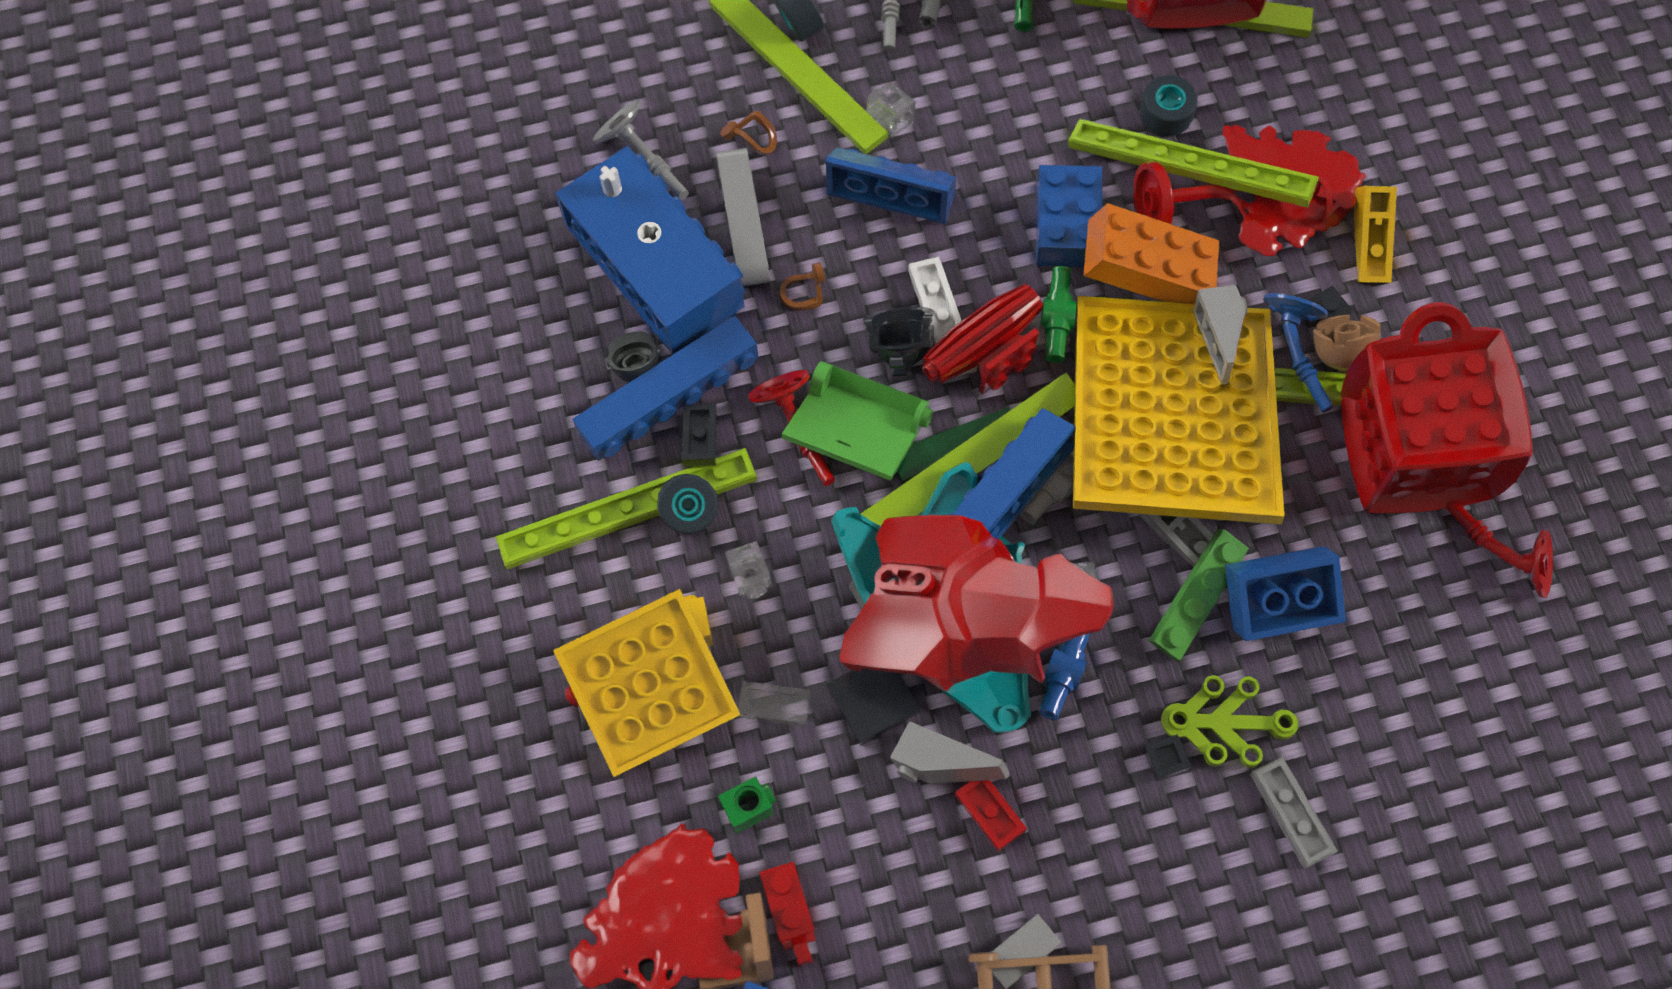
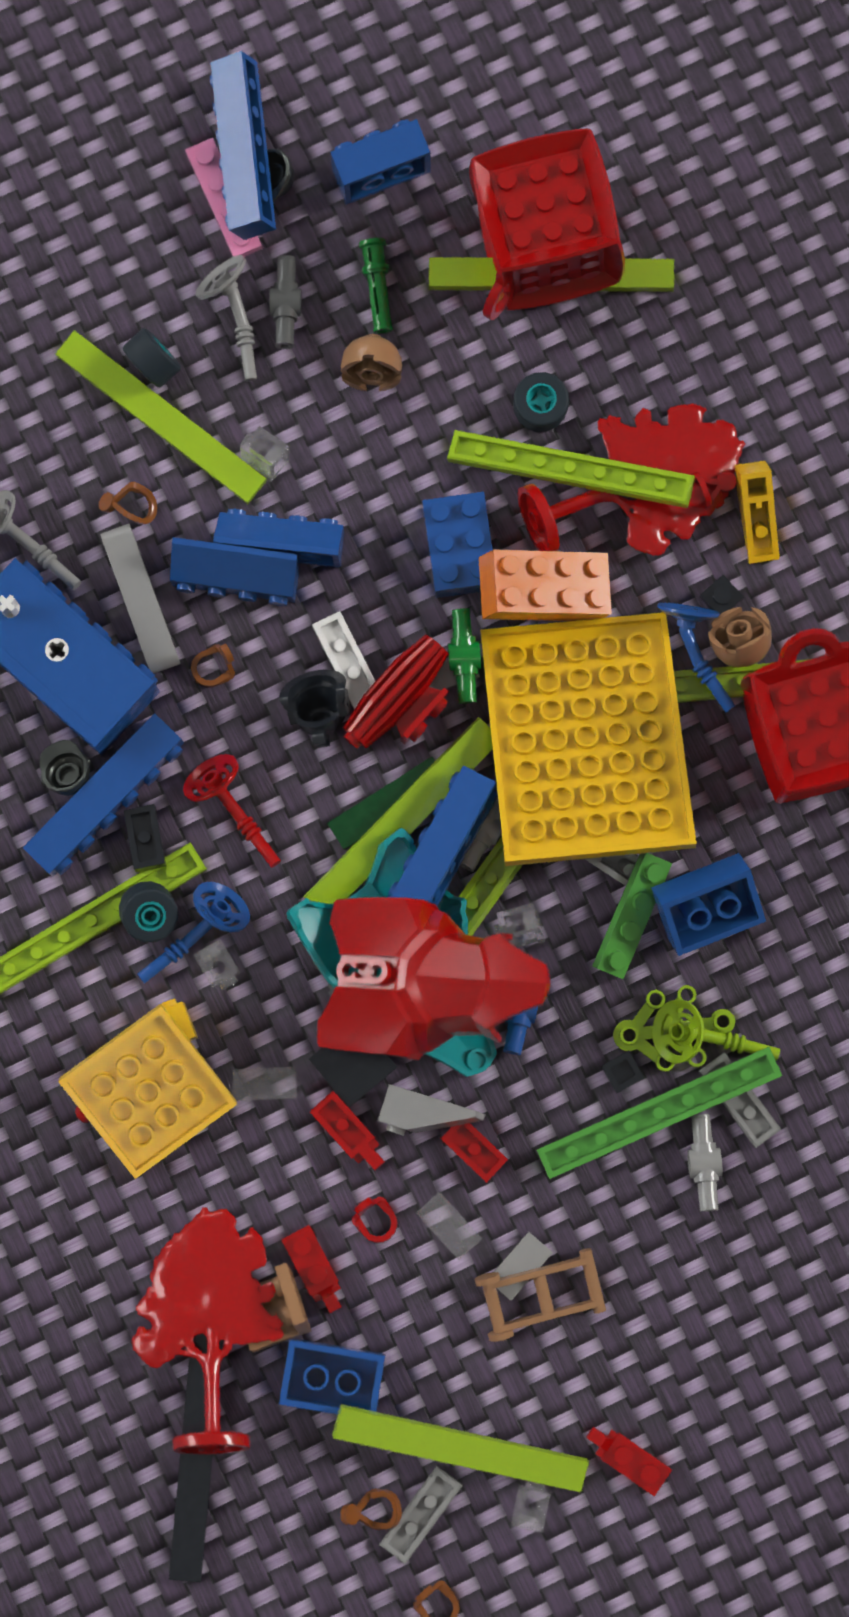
camera: 10 degrees left, 15 degrees up
(744, 819) = (245, 1186): green brick -> none
(756, 520) = (212, 917): none -> blue dish
(841, 200) = (234, 571): none -> blue slope
(855, 766) = (347, 1130): none -> red hinge
(855, 850) = (366, 1204): none -> red piece
(857, 420) = (291, 800): bright green door -> none
(949, 892) = (449, 1225): none -> clear tile
(1008, 47) = (371, 362): none -> medium nougat cylinder
(1056, 531) = (487, 886): none -> lime plate
(1203, 806) = (659, 1112): none -> bright green plate
(1220, 320) = (619, 639): light grey slope -> none
(1247, 725) = (694, 1030): none -> lime dish
(1247, 873) = (704, 1162): none -> light grey pin

